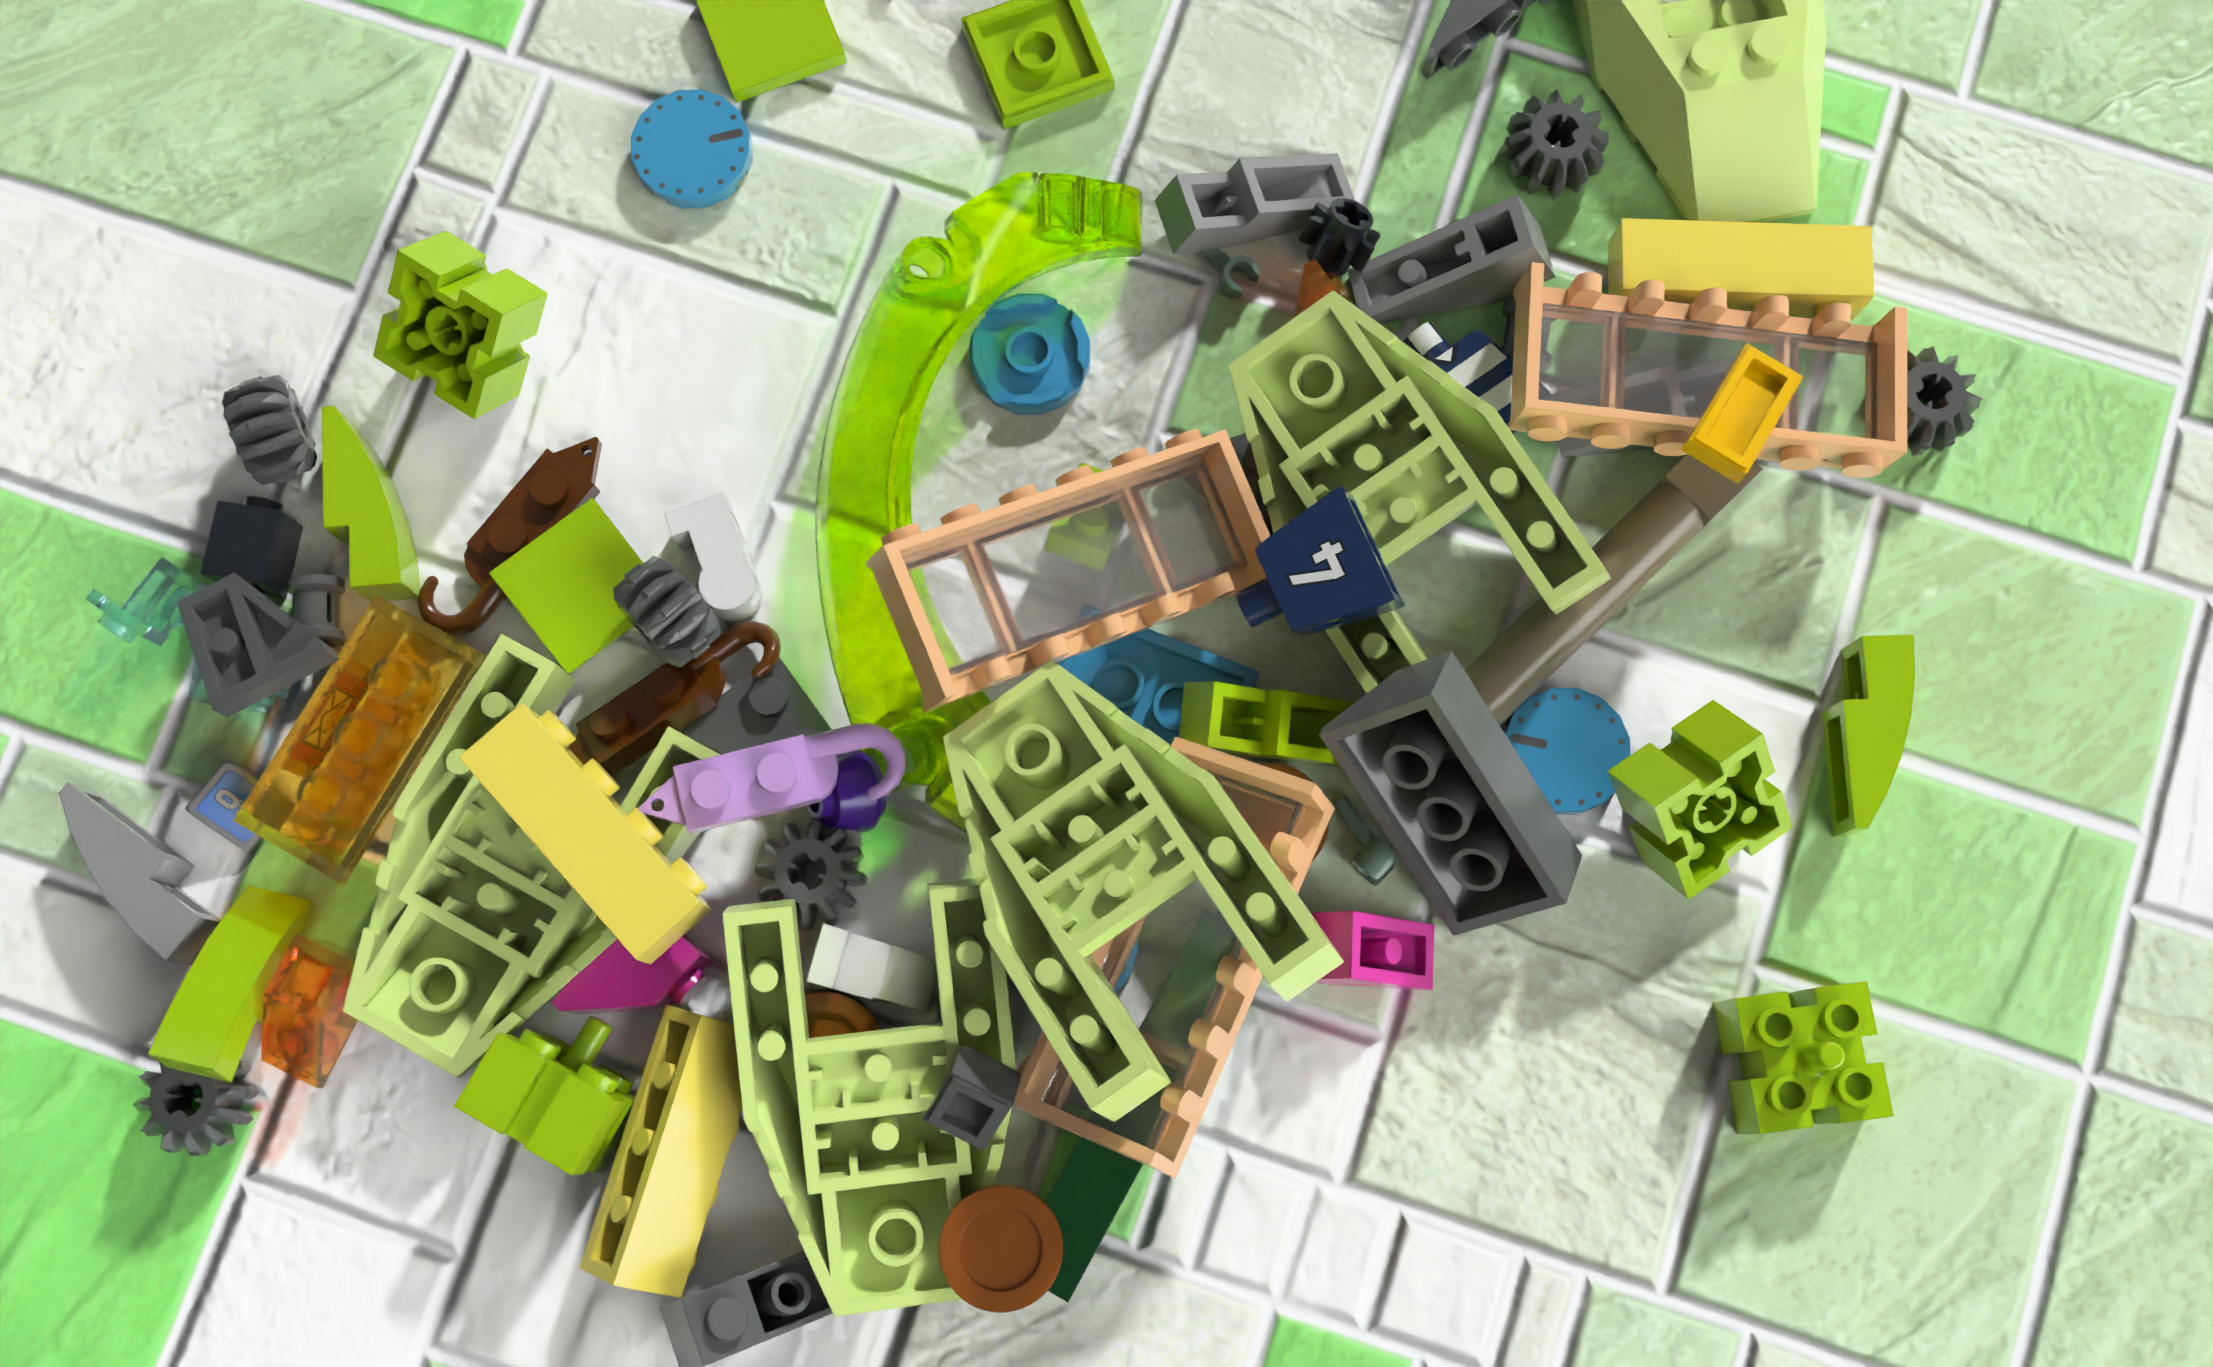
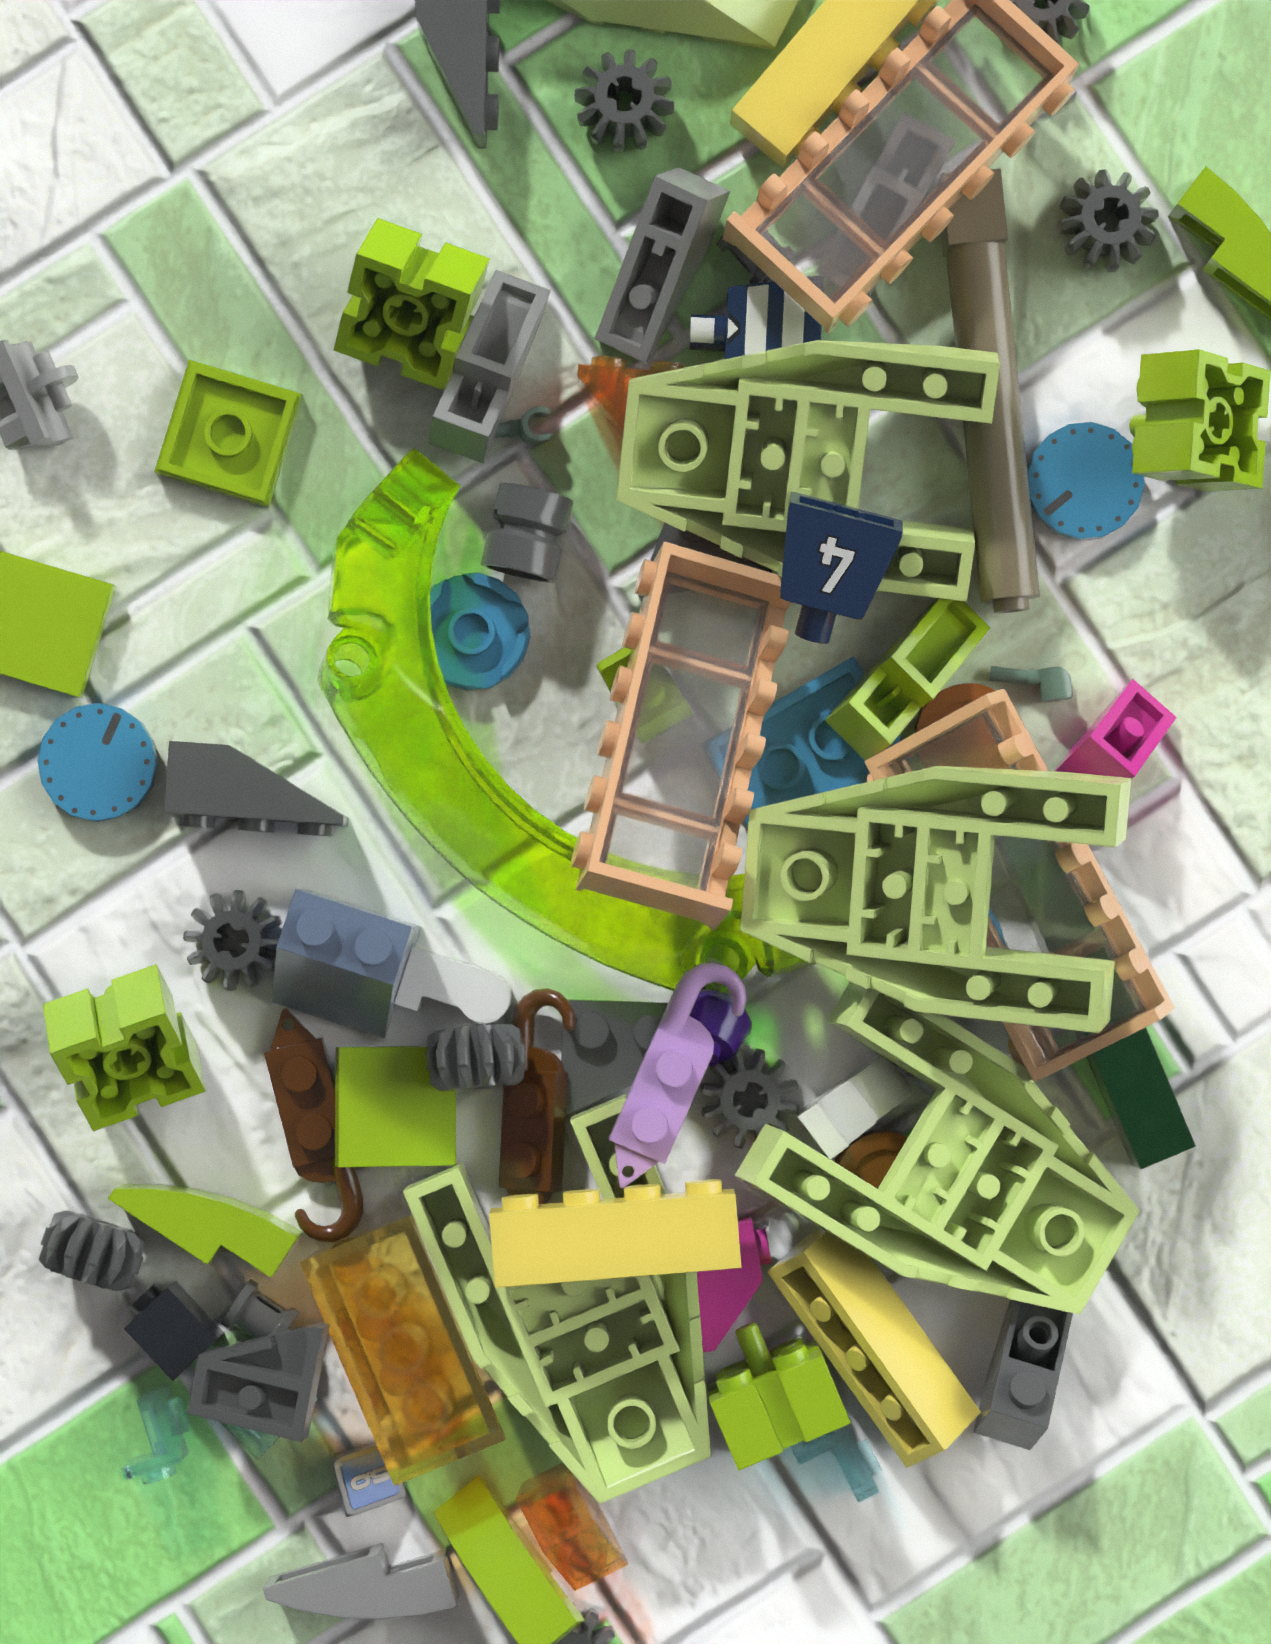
camera: 55 degrees left, 10 degrees up
(556, 1213) = (854, 1459): none -> clear light blue bracket
(617, 334) = (230, 959): none -> dark grey gear
(668, 438) = (341, 961): none -> sand blue slope
(750, 252) = (227, 783): none -> dark grey slope
(973, 1097) = (1011, 1104): dark grey slope -> none
(1001, 1248) = (1124, 1164): dark orange piece -> none
(1150, 326) = (527, 532): none -> dark grey wheel
(1253, 88) = (410, 303): none -> lime brick
(1340, 236) = (570, 327): black gear -> none
(1454, 796) = (1064, 596): dark grey slope -> none
(1742, 413) = (960, 163): yellow tile -> none
(1812, 615) = (1120, 202): none -> dark grey gear

